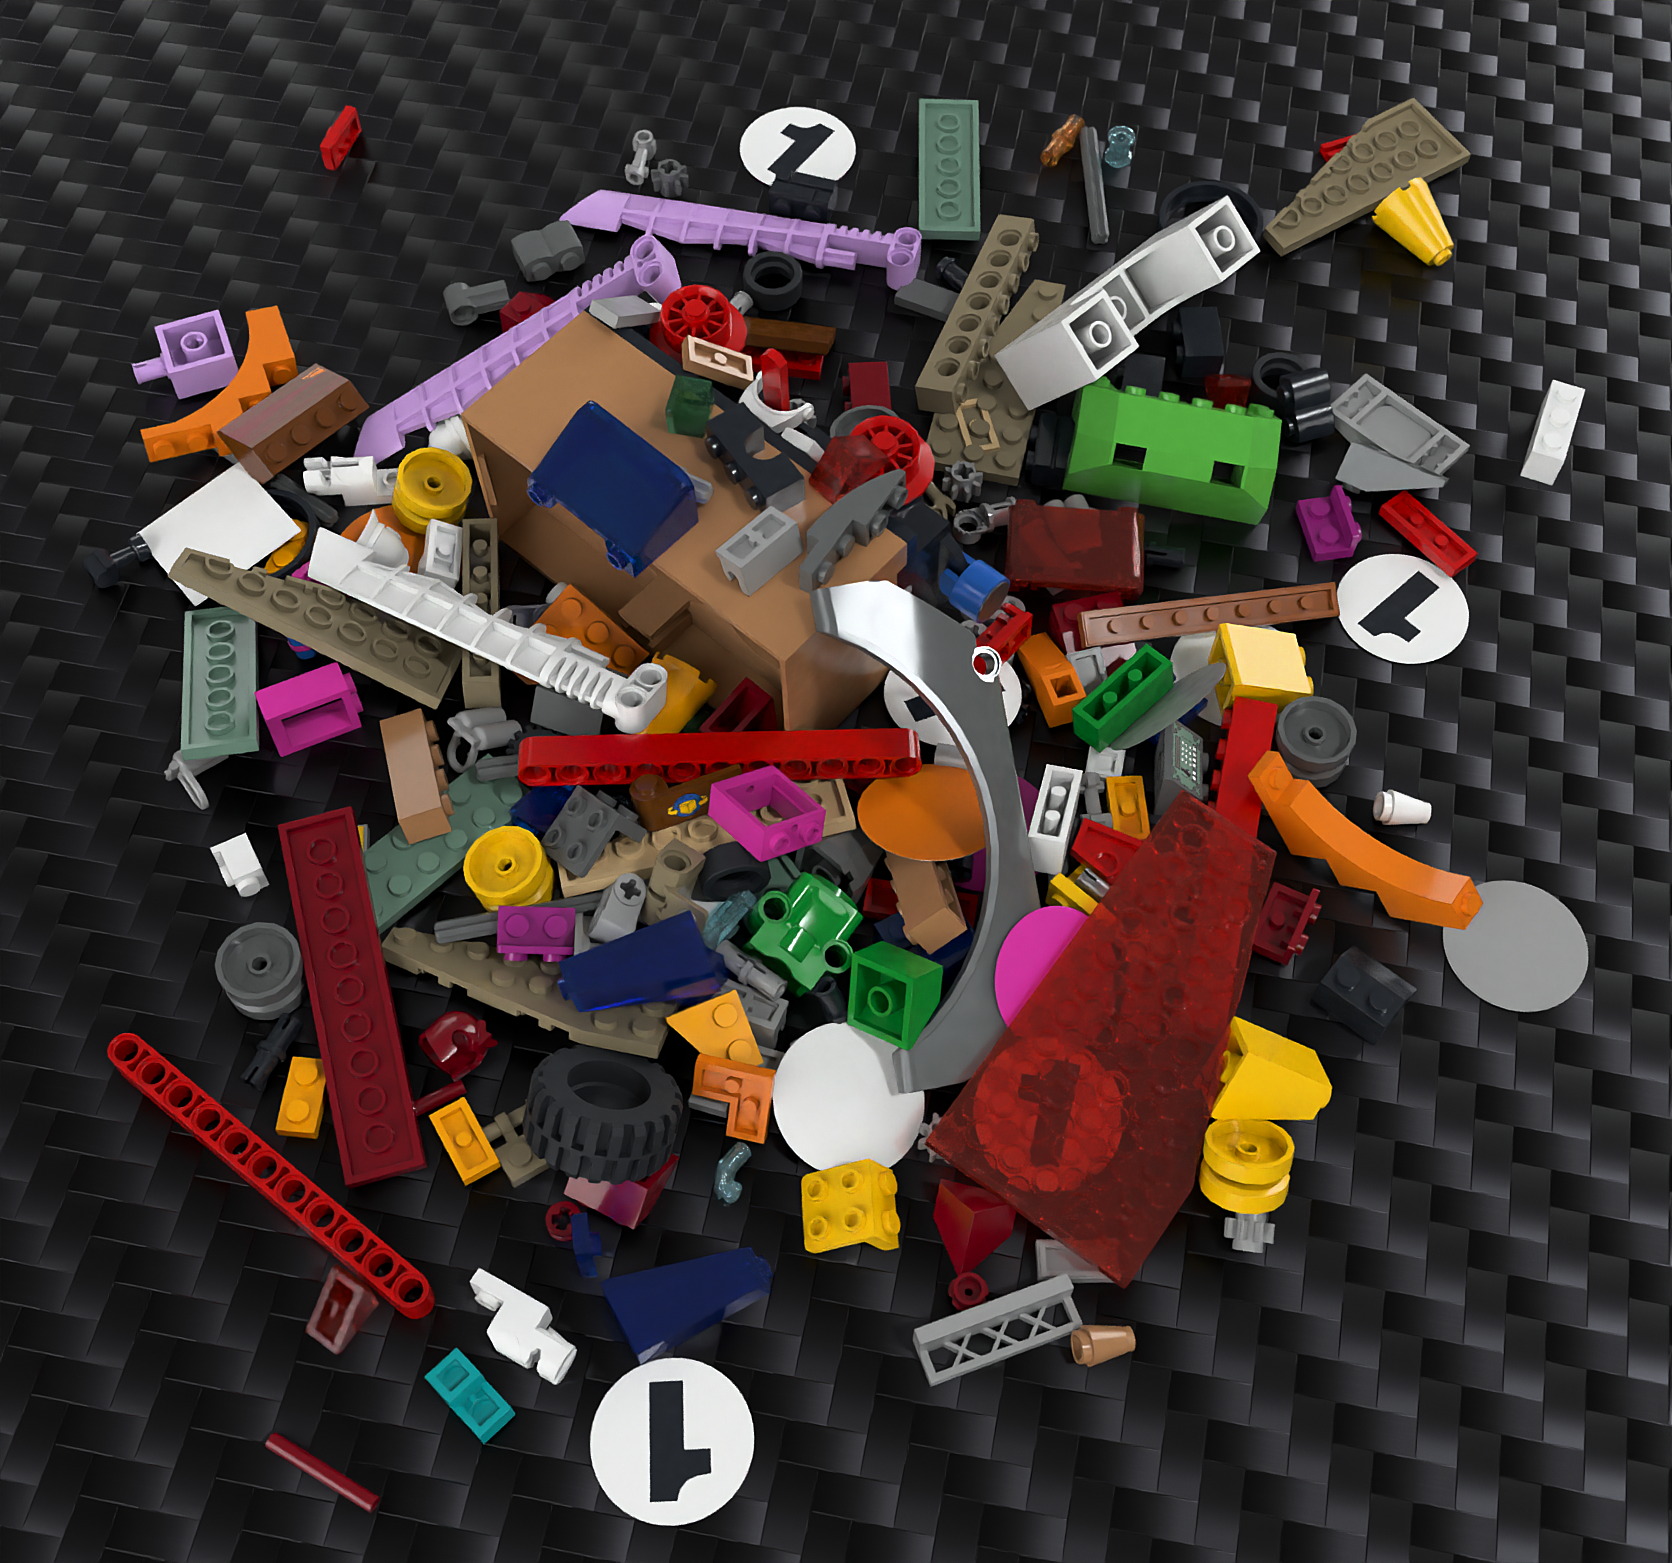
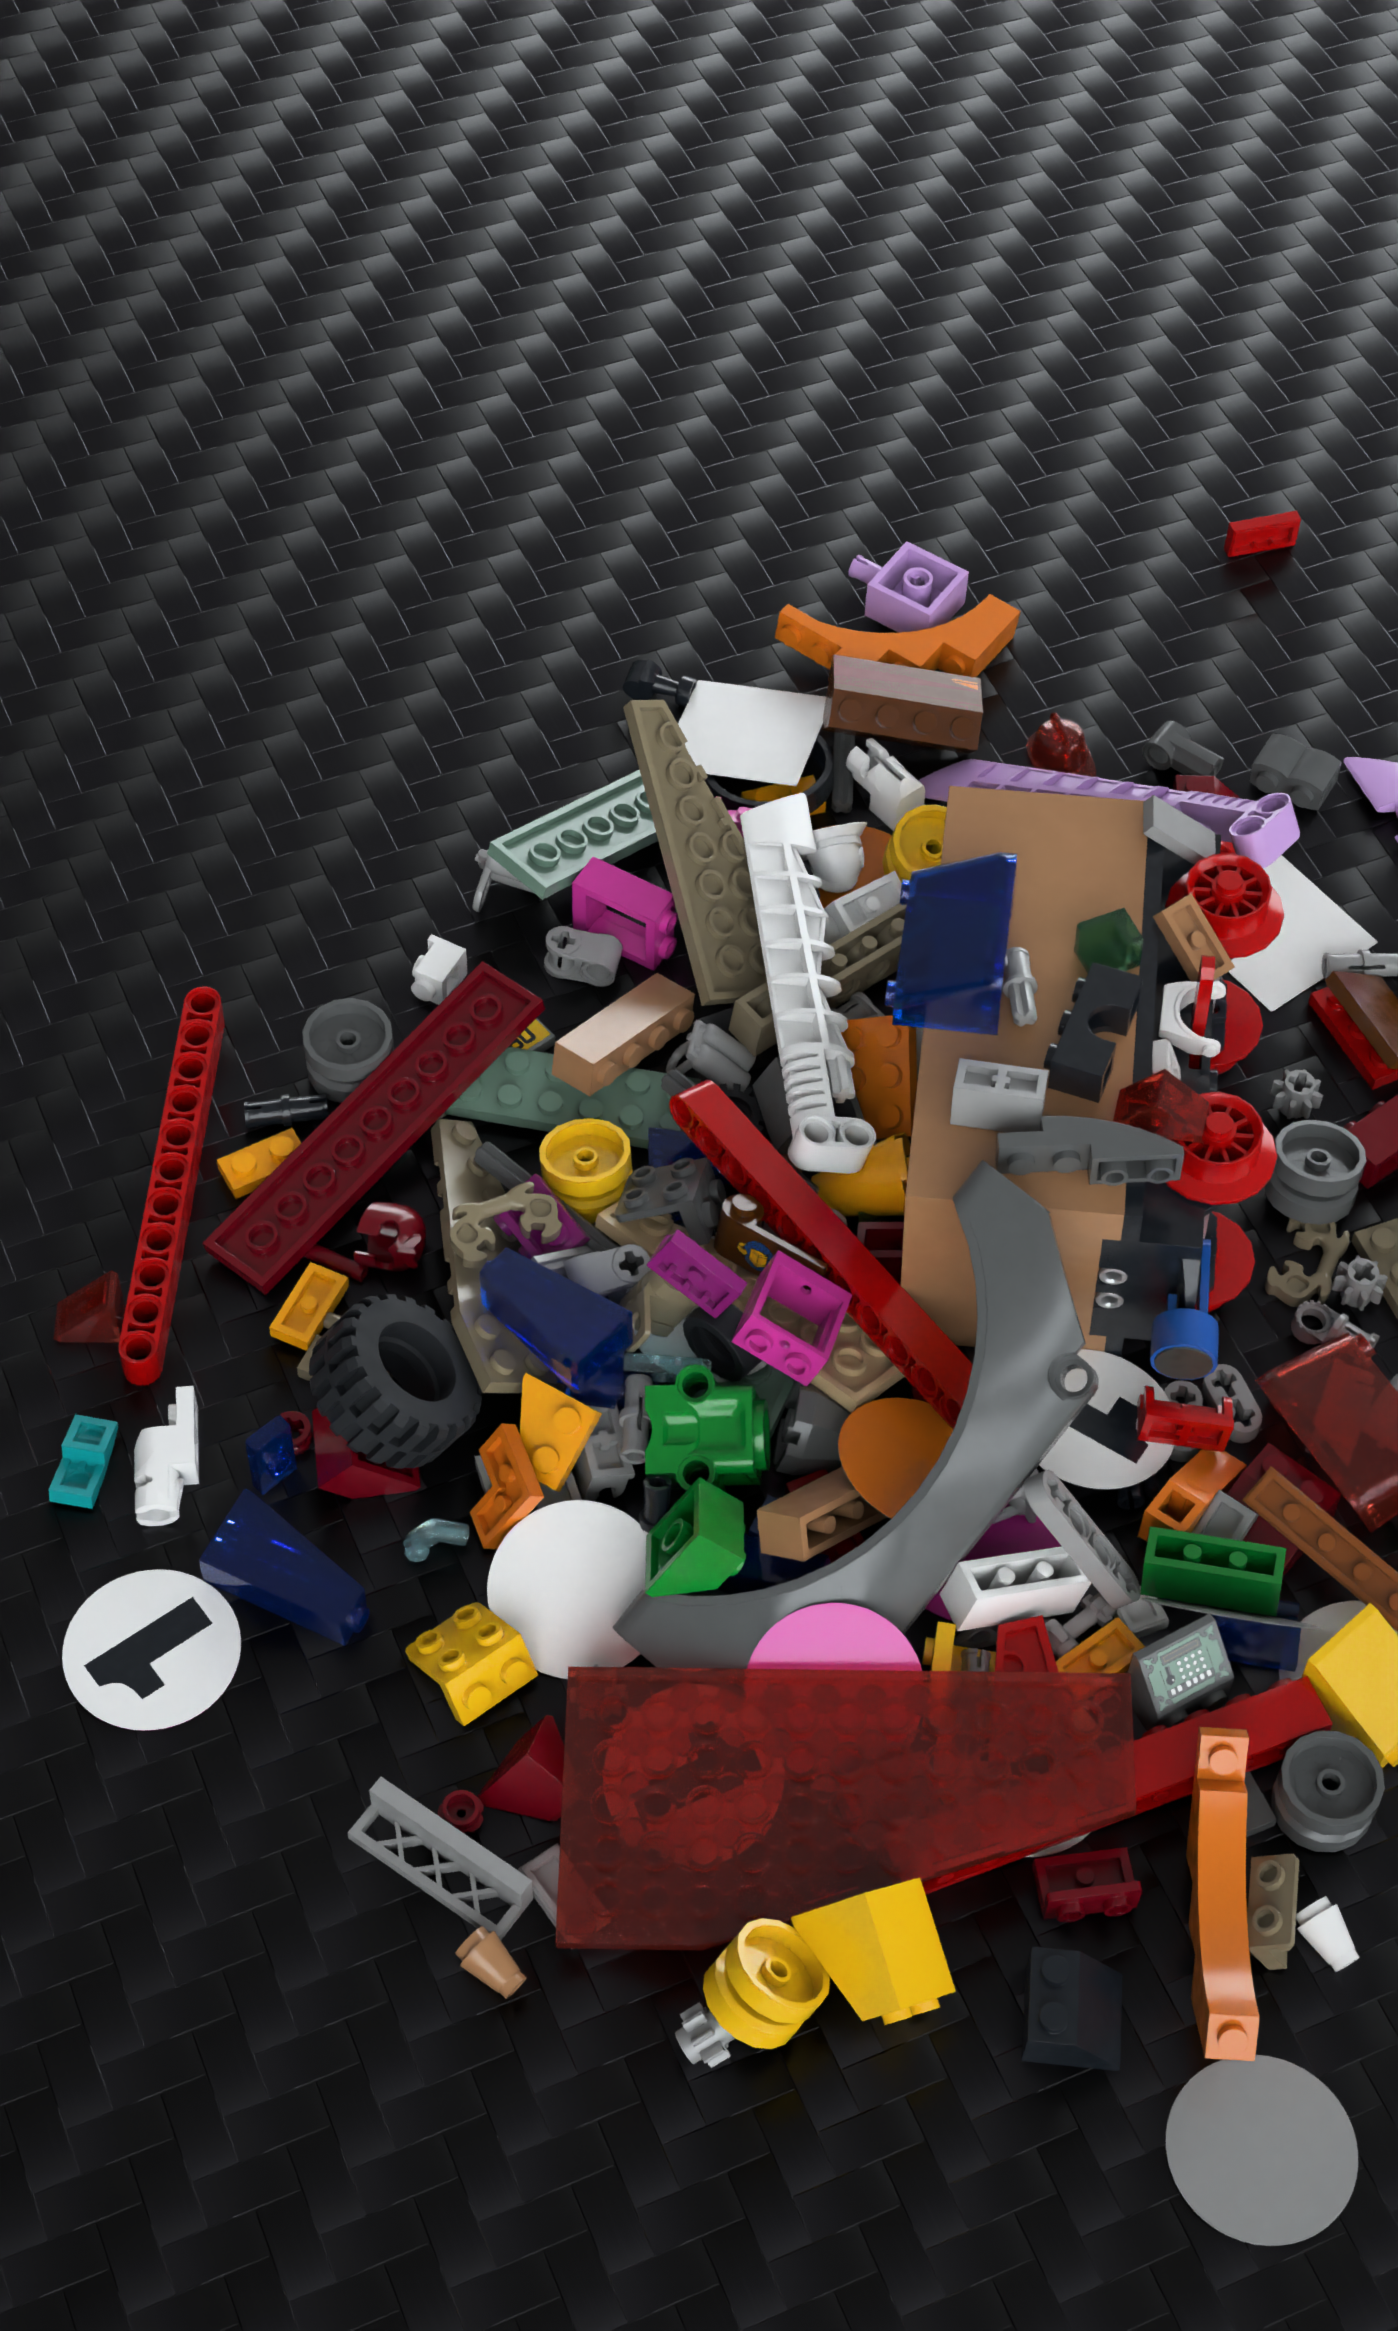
camera: 55 degrees right, 5 degrees down
(316, 758) = (586, 957): none -> light grey piece
(406, 364) = (1061, 747): none -> clear red piece
(520, 985) = (469, 1238): none -> dark tan helmet
(695, 846) = (696, 1273): none -> magenta bracket
(1058, 753) = (1082, 1539): none -> light grey beam
(1376, 820) = (1272, 1908): none -> dark tan bracket

